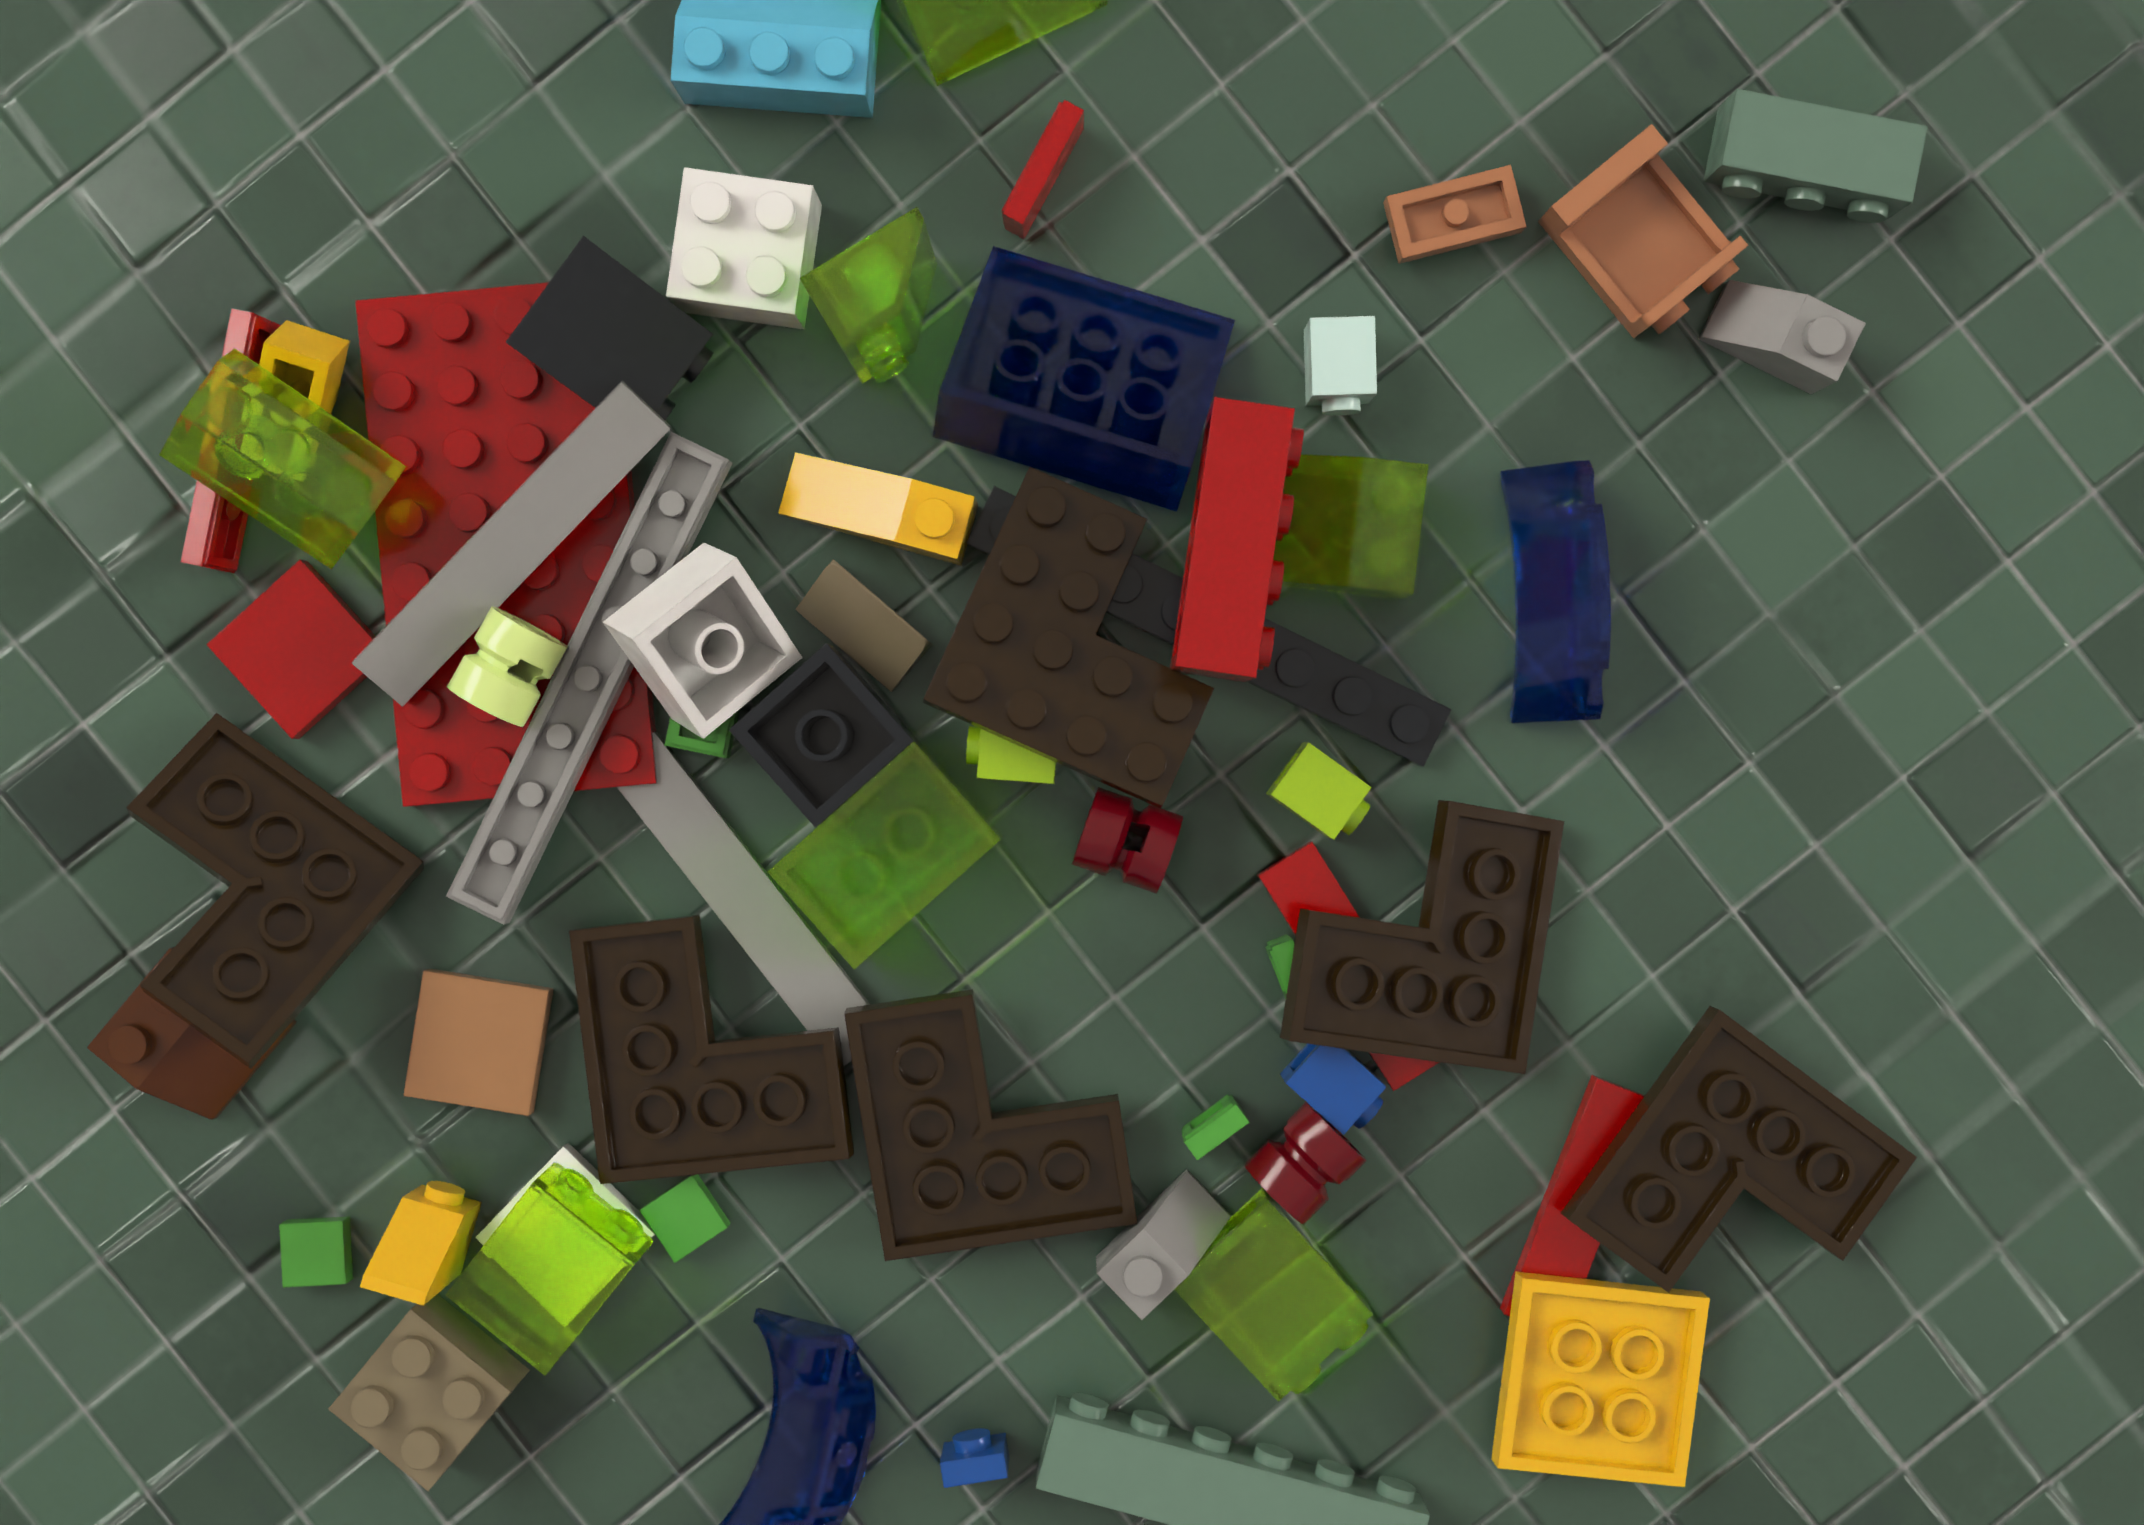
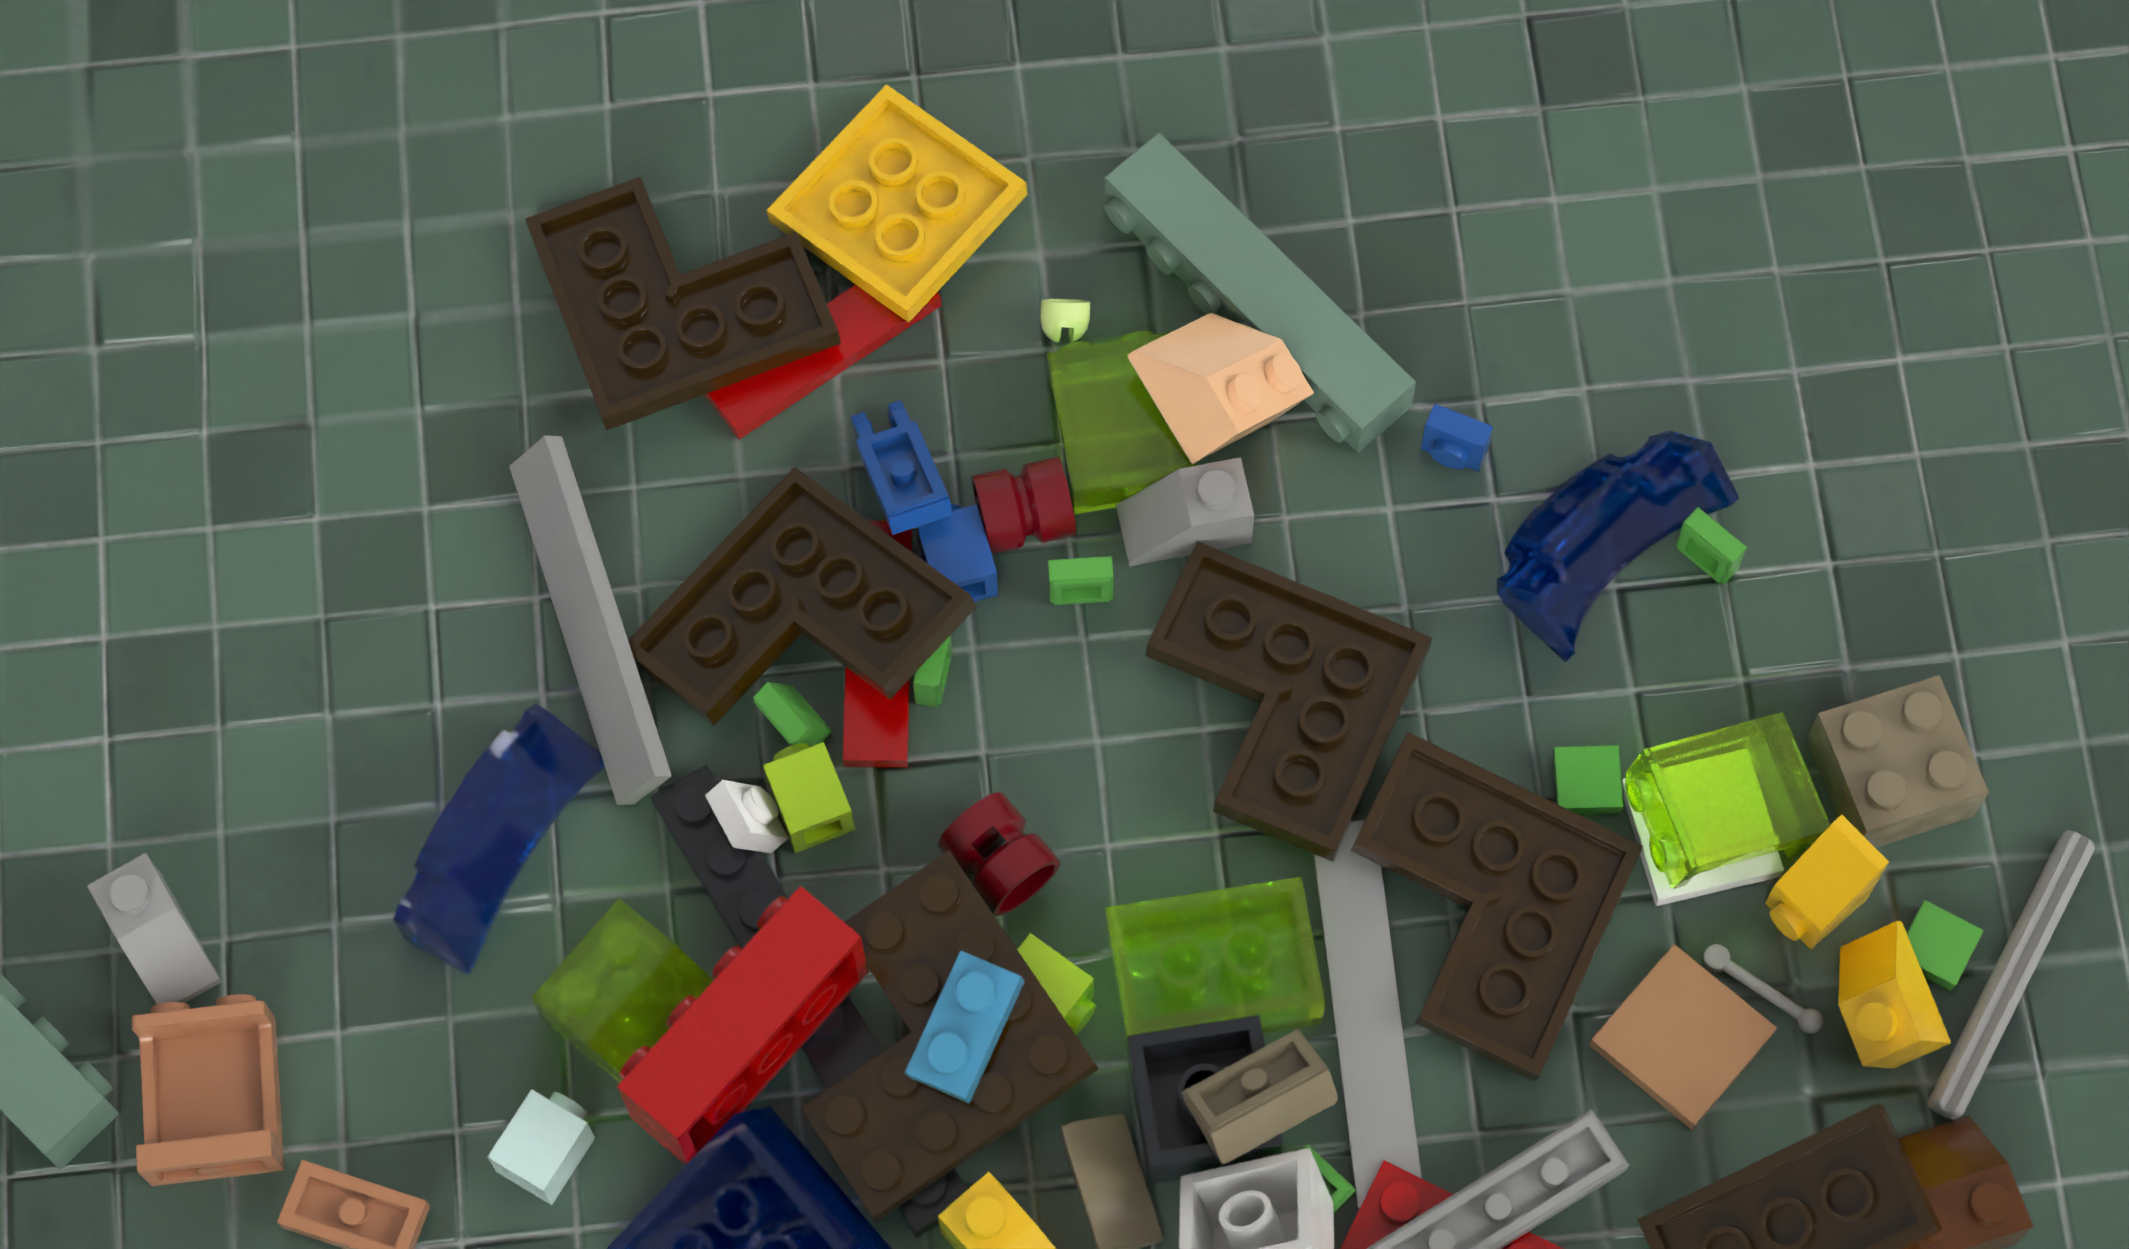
camera: 145 degrees left, 20 degrees down
(242, 1264) = (2011, 975): none -> light grey axle
(323, 1175) = (1887, 1000): none -> yellow slope
(490, 1127) = (1718, 959): none -> light grey hinge
(699, 1493) = (1710, 546): none -> bright green tile
(770, 757) = (1261, 1096): none -> dark tan slope
(1048, 659) = (964, 1026): none -> dark azure plate
(1205, 1380) = (1218, 382): none -> light nougat slope
(1358, 740) = (747, 816): none -> white plate
(1380, 852) = (791, 714): none -> bright green tile
(1384, 1365) = (1064, 313): none -> yellowish green hinge
(1427, 1125) = (901, 471): none -> blue hinge
(1609, 831) = (590, 621): none -> light grey tile

